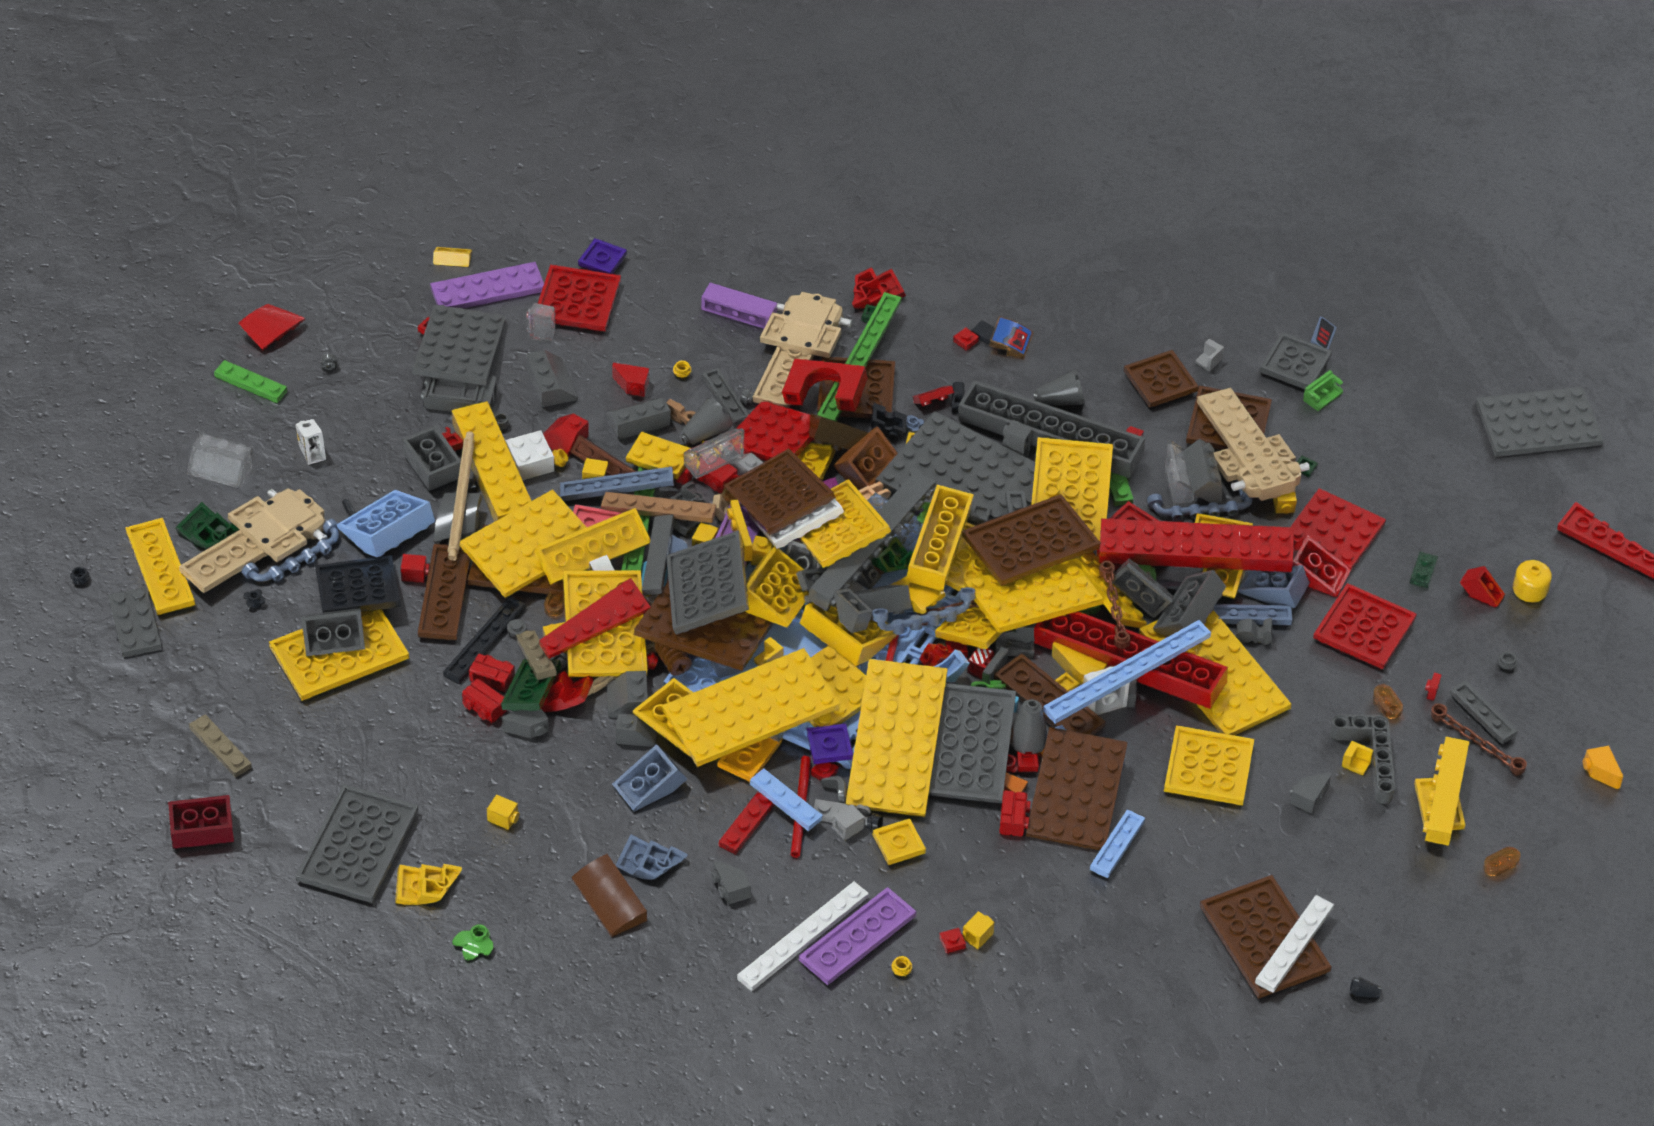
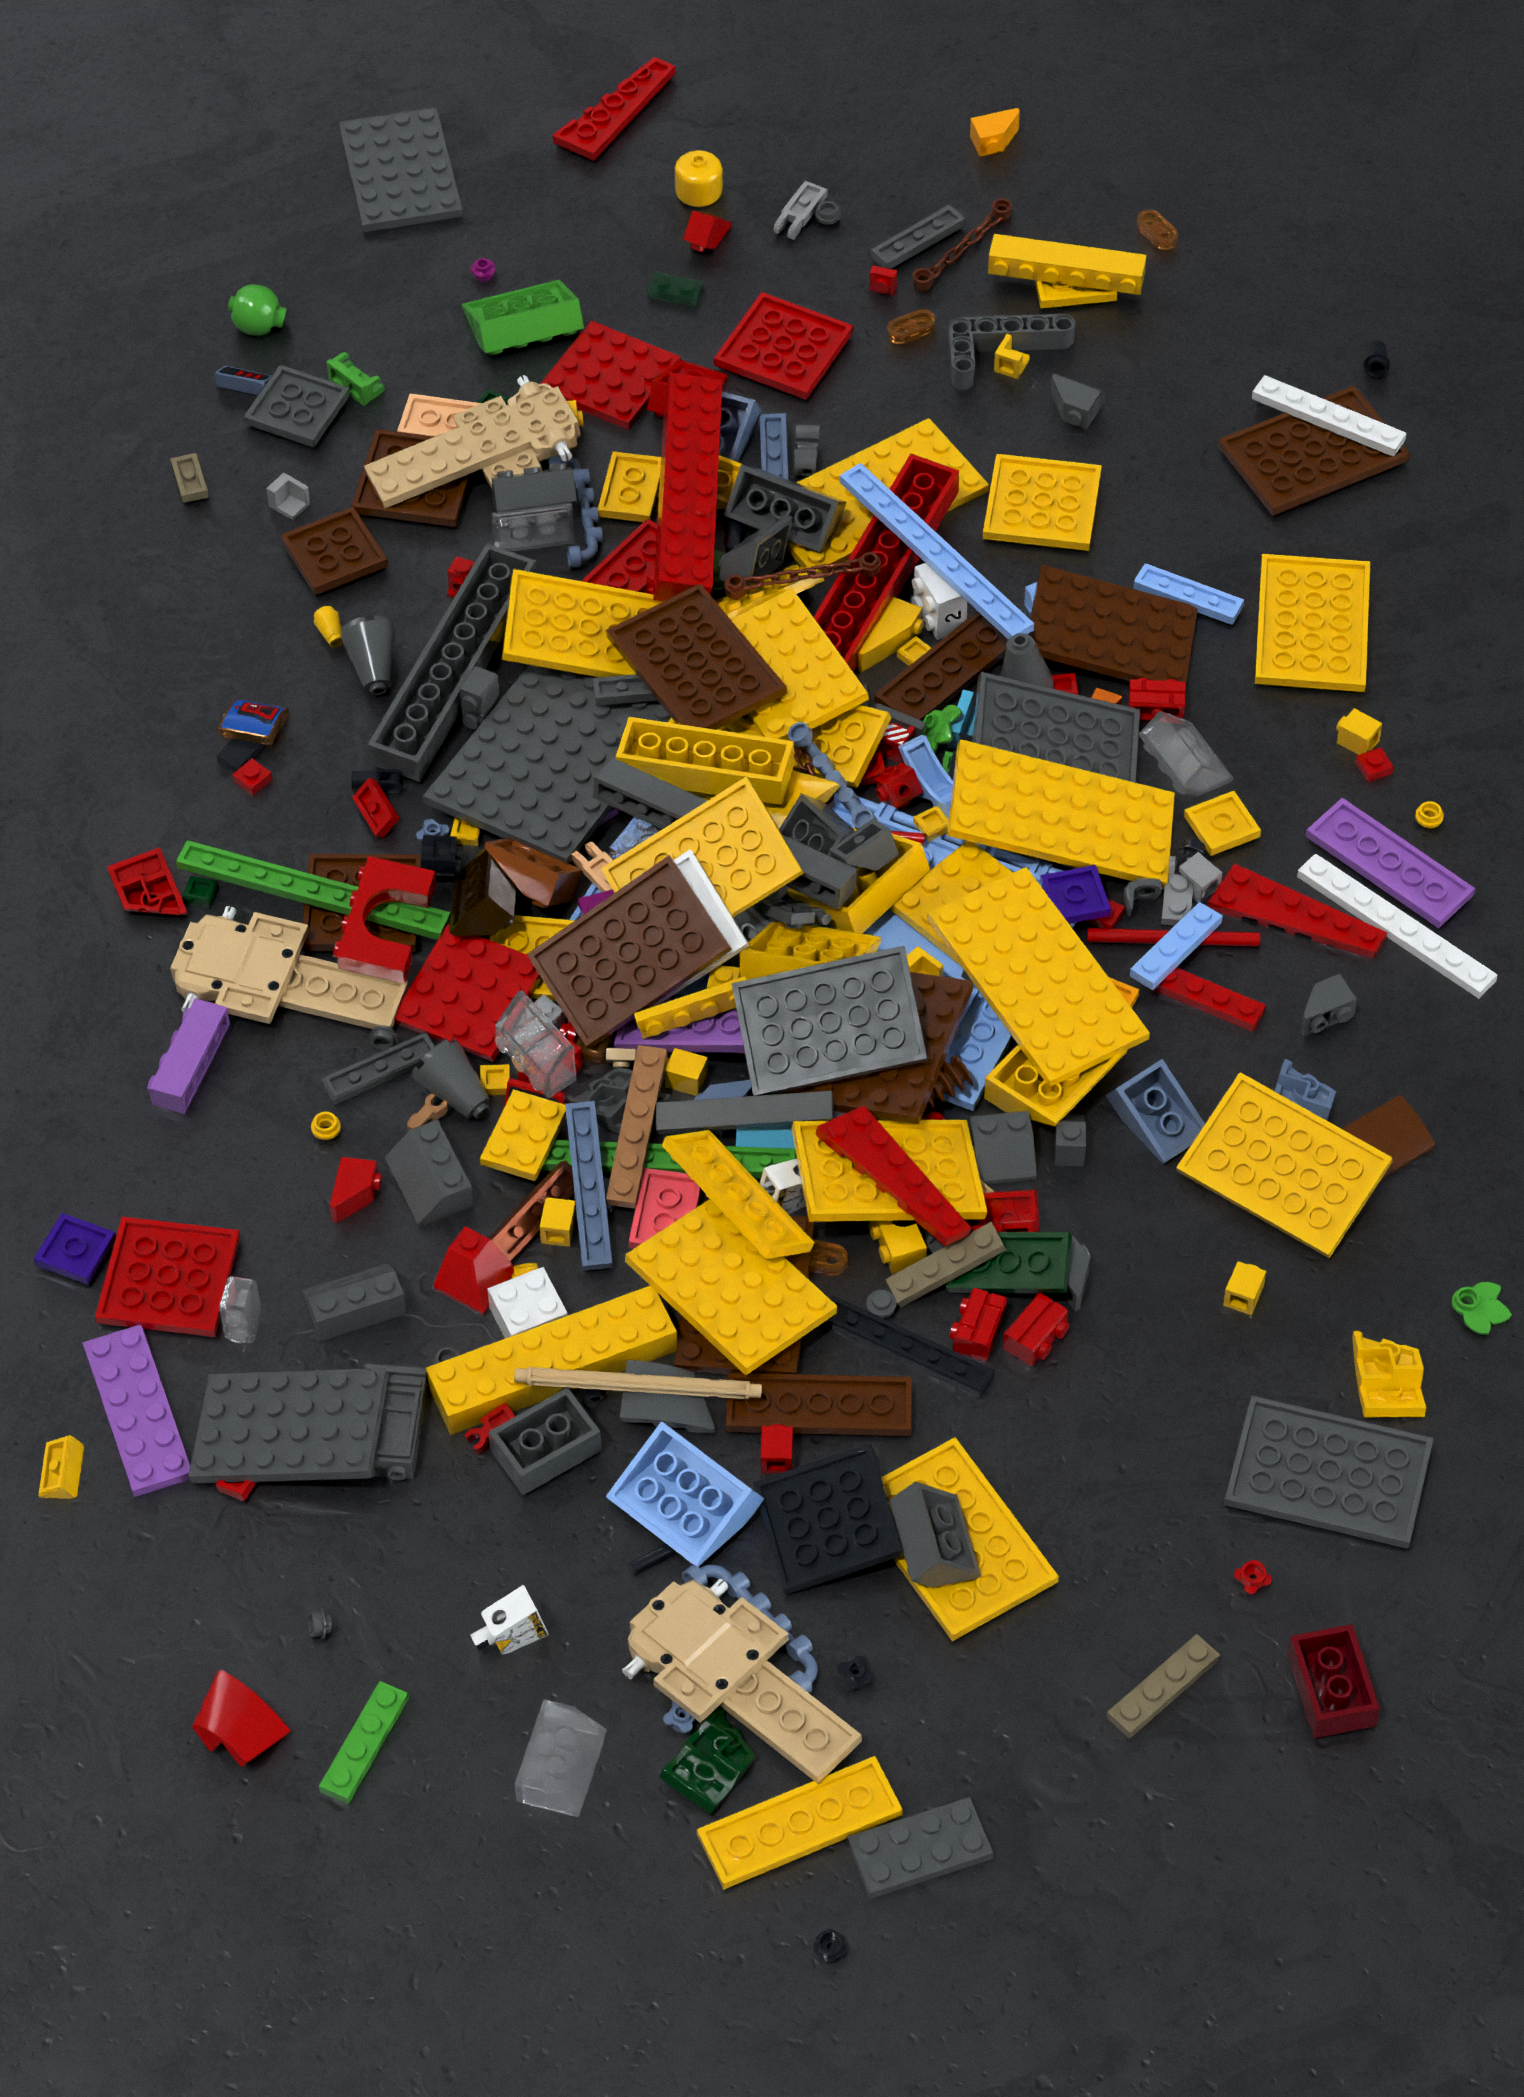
camera: 90 degrees left, 5 degrees up
(285, 793) = (1256, 1569): none -> red plate
(593, 838) = (1284, 1165): none -> yellow plate
(824, 868) = (1271, 903): none -> red wing
(961, 826) = (1184, 755): none -> clear slope
(1088, 916) = (1313, 623): none -> yellow plate
(1092, 375) = (329, 625): none -> yellow cone
(1227, 307) = (189, 477): none -> dark tan plate
(1289, 427) = (431, 414): none -> light nougat plate
(1383, 338) = (256, 310): none -> bright green brick
(1387, 480) = (524, 316): none -> bright green slope
(1437, 463) = (483, 269): none -> magenta plate
(1509, 642) = (800, 208): none -> light grey hinge

